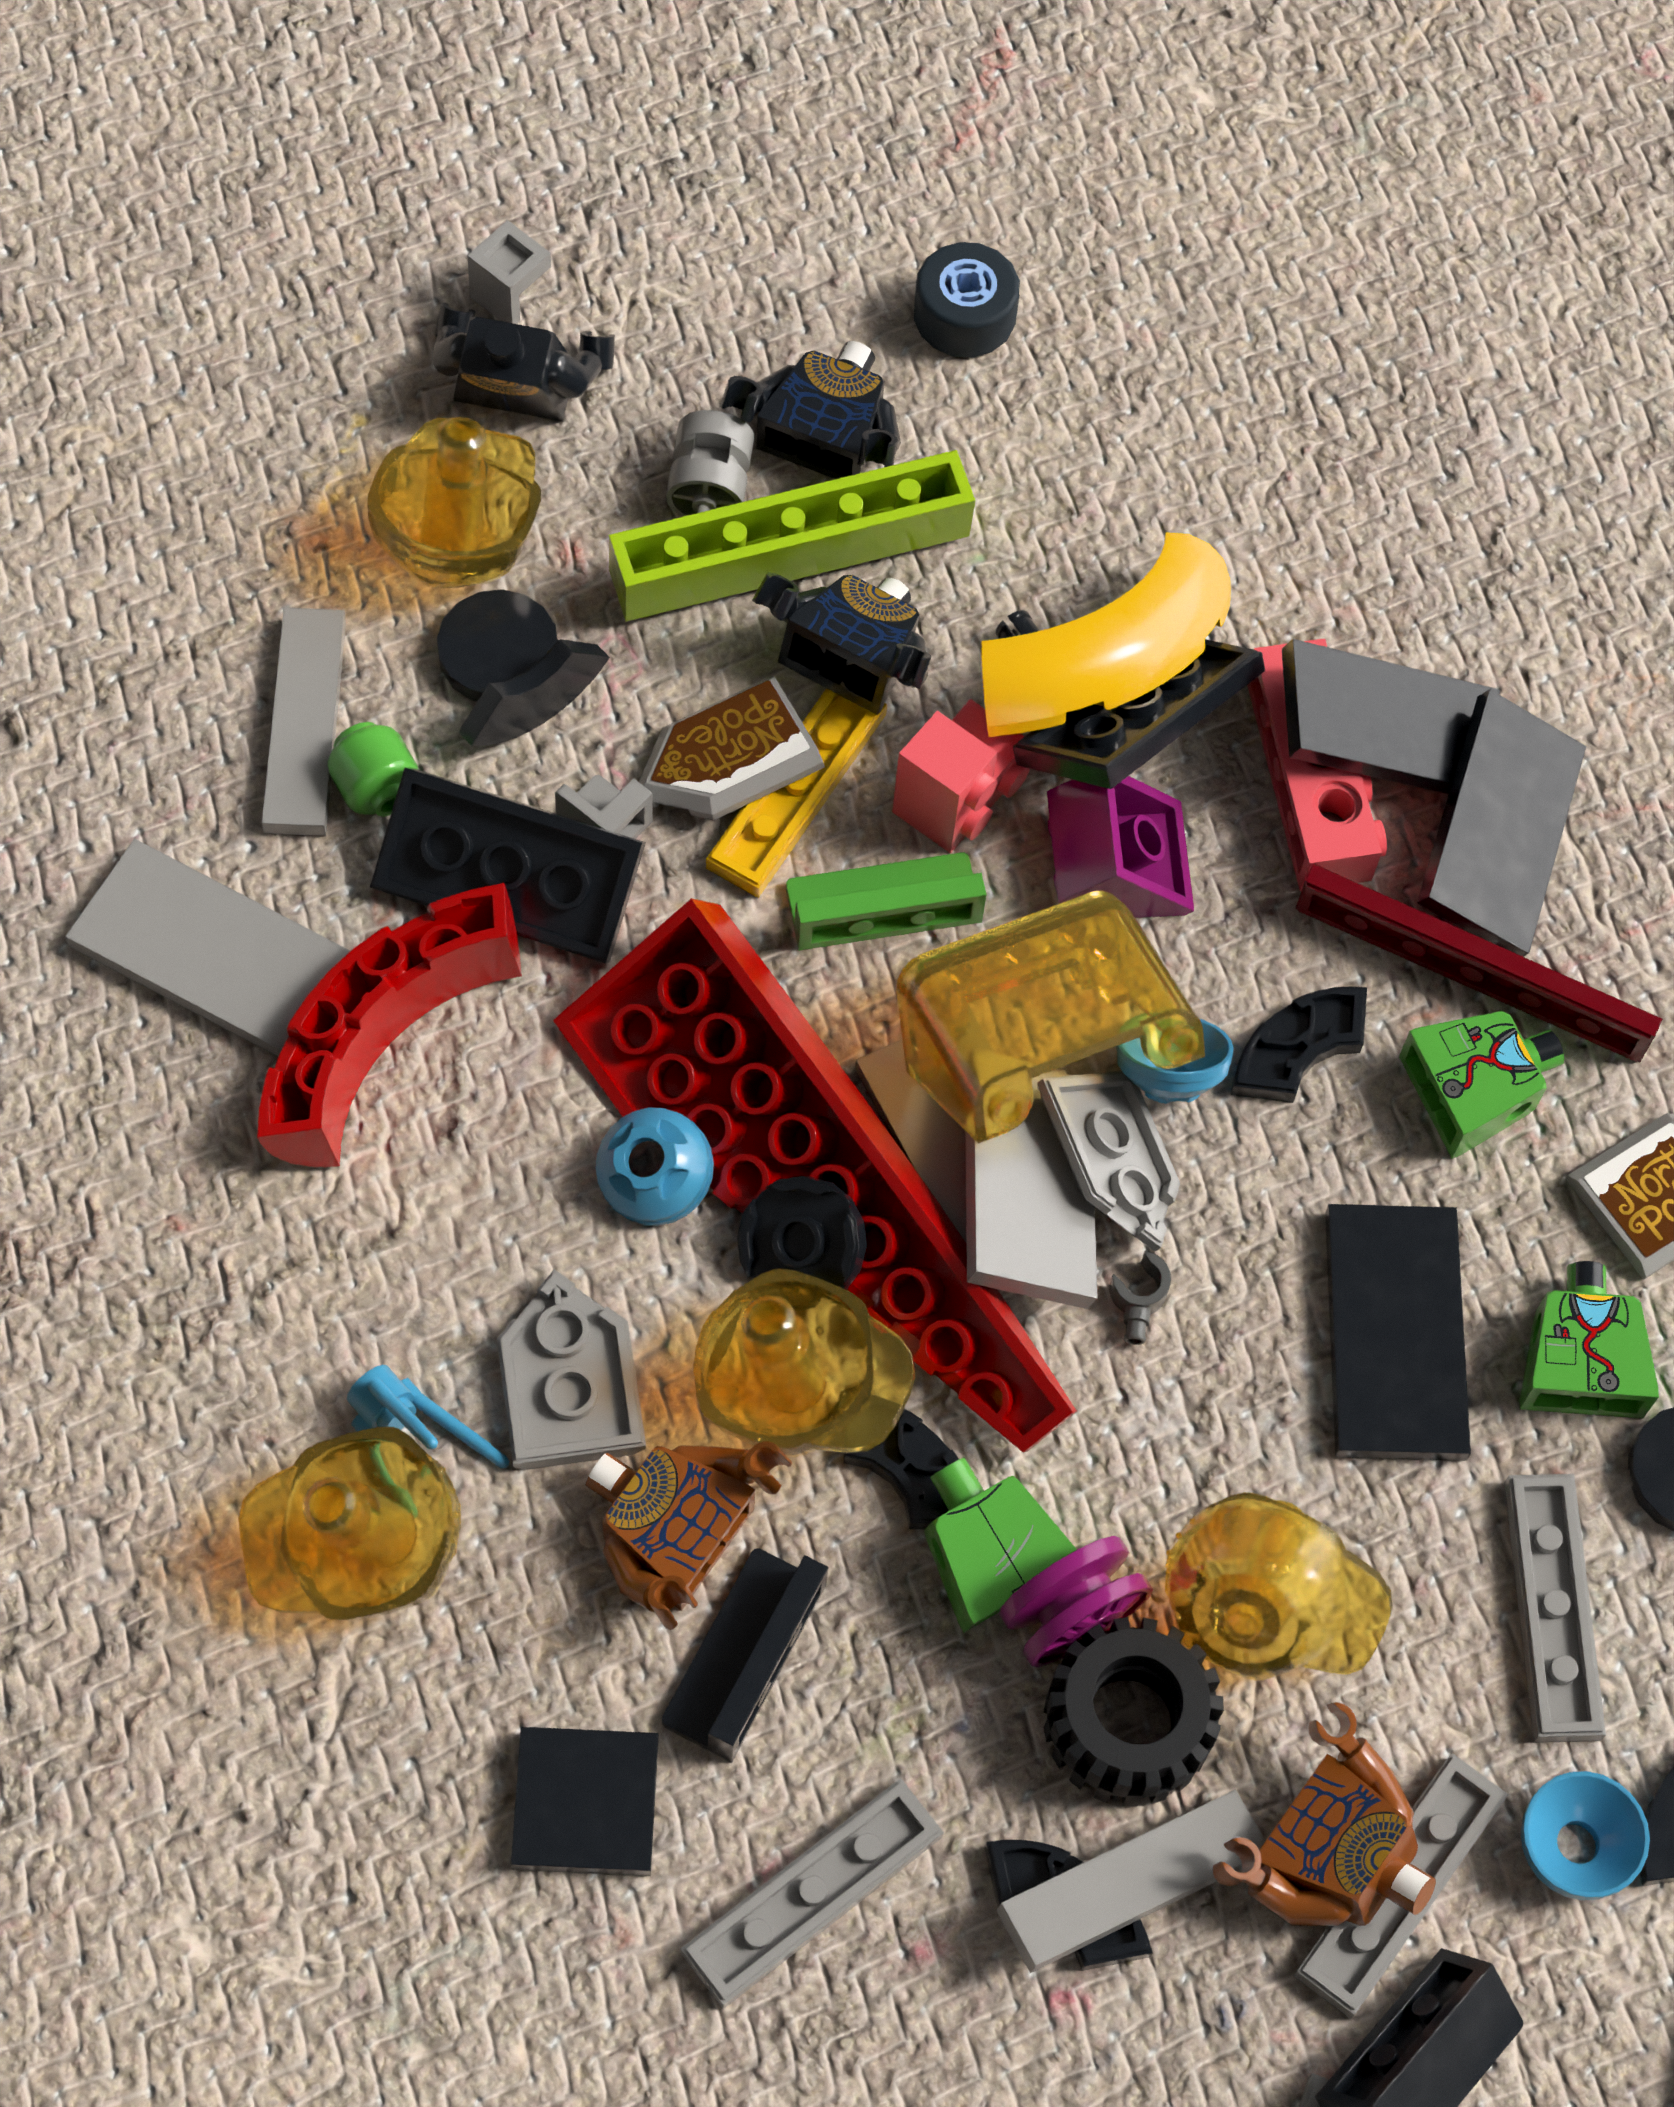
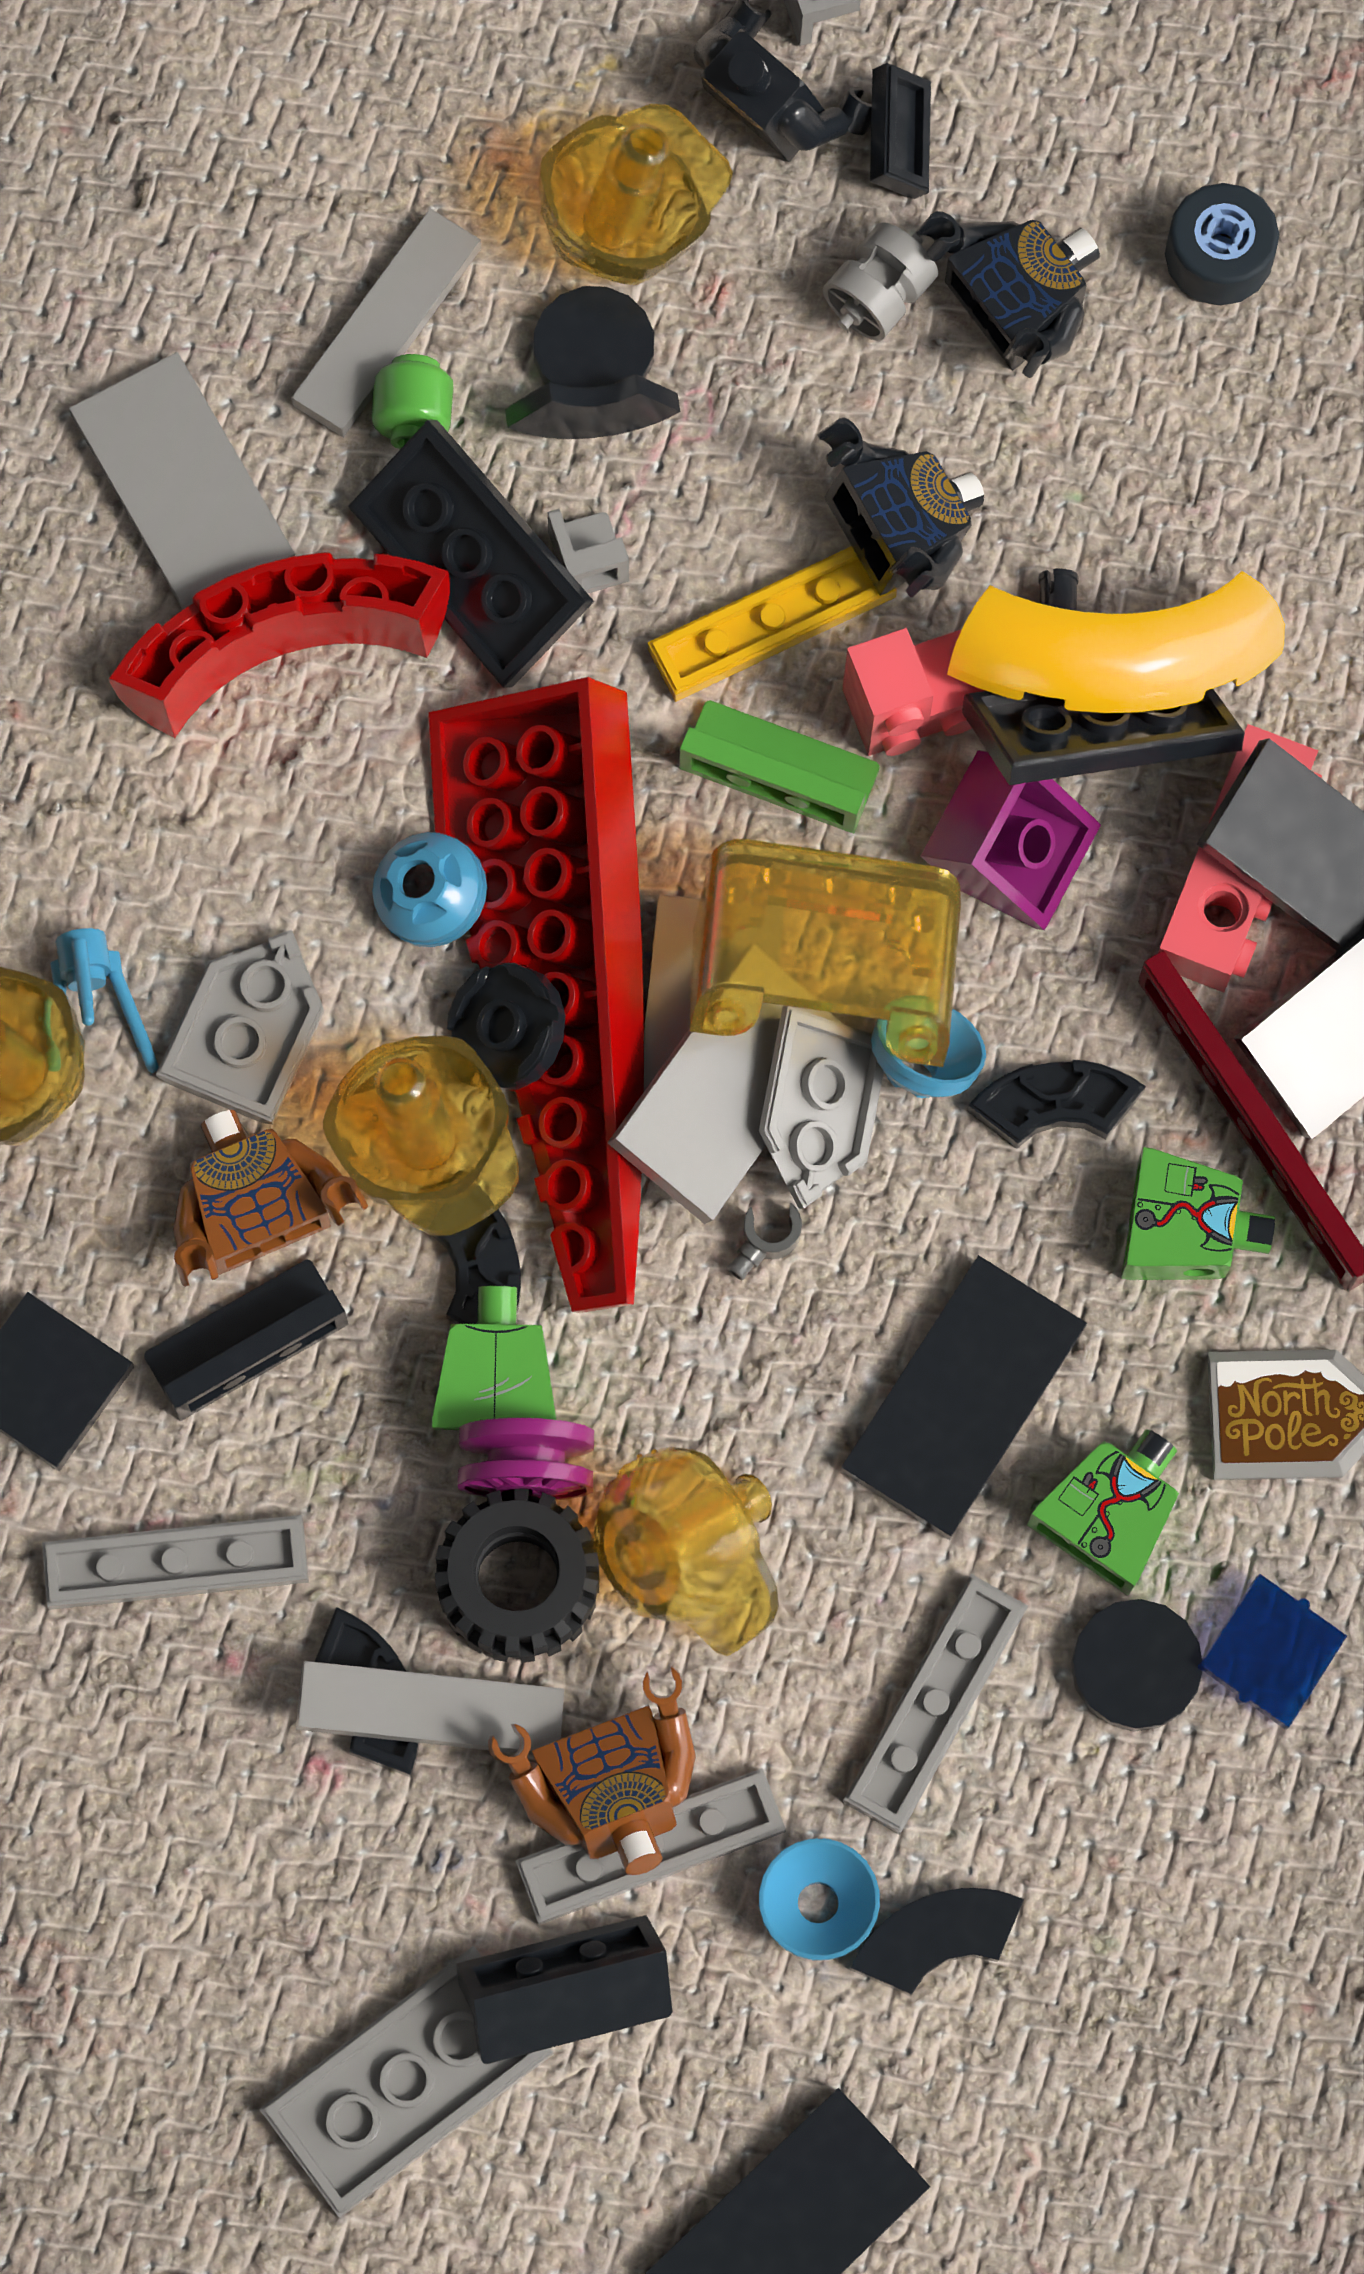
camera: 35 degrees right, 10 degrees up
(645, 345) = (900, 131): none -> black tile
(731, 753) = (728, 558): tile -> none
(791, 535) = (907, 386): lime brick -> none

